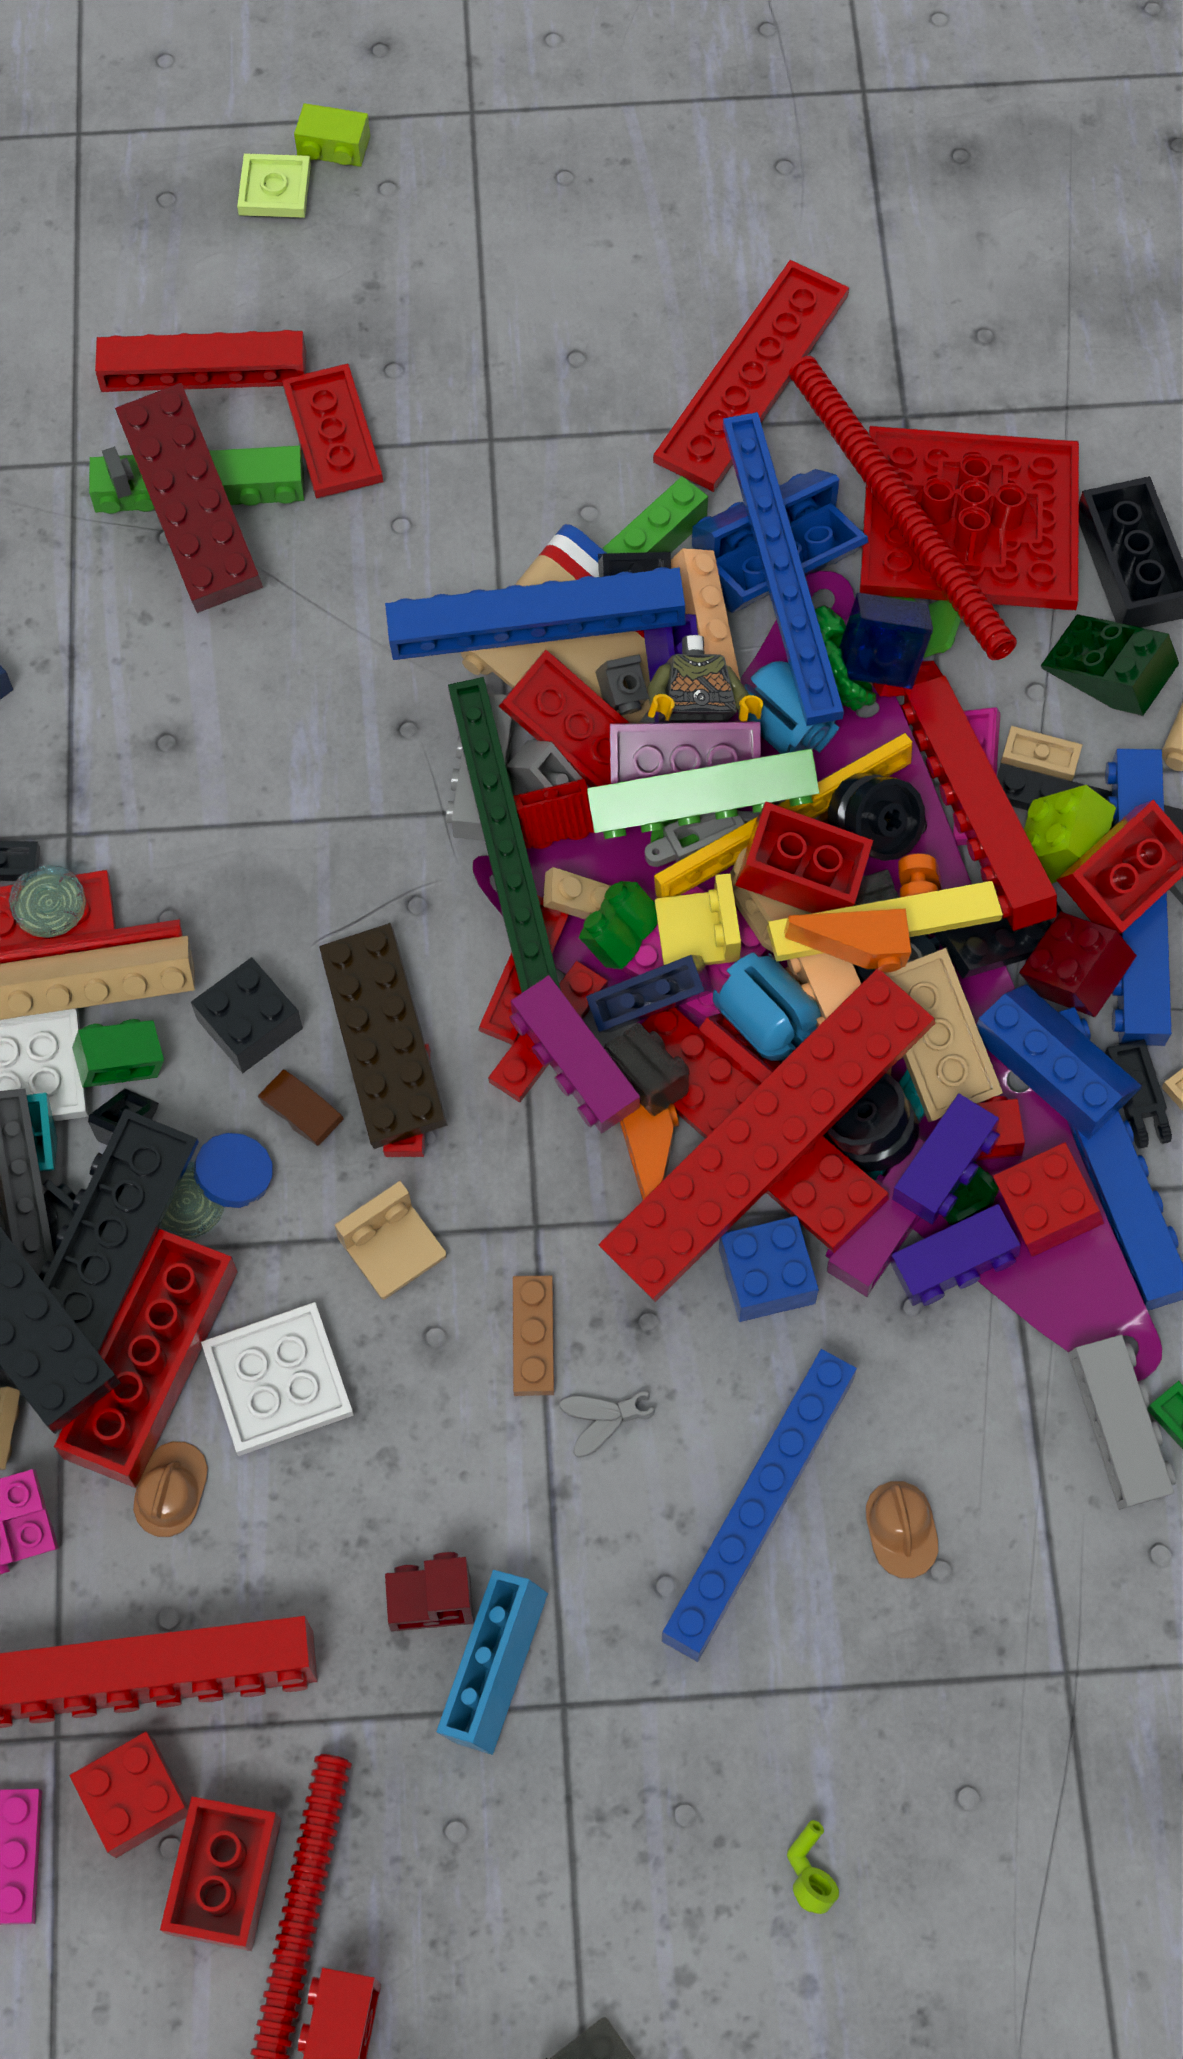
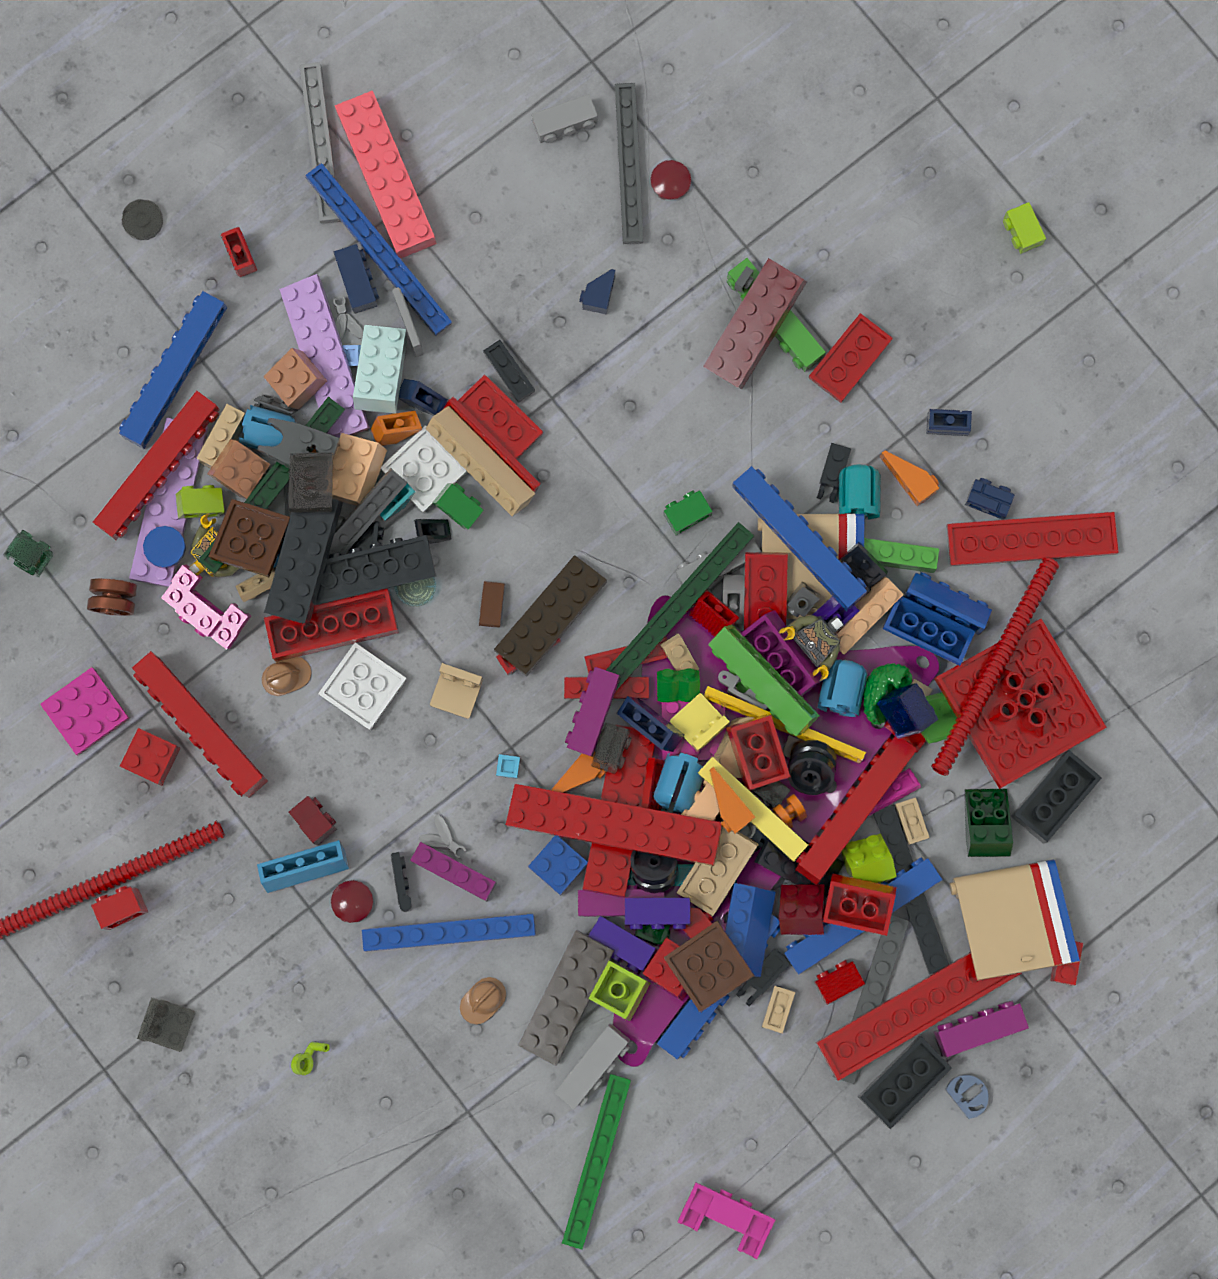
camera: 55 degrees right, 15 degrees up
(47, 901) = (508, 417): clear light blue tile -> none
(199, 360) = (843, 265): red brick -> none
(221, 1873) = (143, 817): red brick -> none
(233, 1170) = (441, 597): blue tile -> none
(247, 1015) = (517, 548): black brick -> none
(274, 185) = (973, 221): yellowish green plate -> none
(378, 758) = (687, 512): none -> green brick
(469, 547) = (835, 462): none -> black hinge
(517, 366) = (948, 422): none -> dark blue brick
(521, 519) = (860, 491): none -> teal cylinder
(533, 1336) = (459, 782): medium nougat plate -> none
(558, 458) = (914, 480): none -> orange slope
(562, 1244) = (508, 766): none -> medium azure plate
(602, 1627) = (352, 901): none -> dark red dish
(626, 1526) = (401, 883): none -> black hinge
(658, 387) = (989, 498): none -> dark blue brick
(668, 1431) = (453, 871): none -> magenta brick
(783, 570) = (909, 635): blue plate -> none
(986, 1391) = (566, 998): none -> plate
(1028, 1300) = (619, 990): none -> lime brick
(1086, 1128) = (709, 966): none -> reddish brown plate

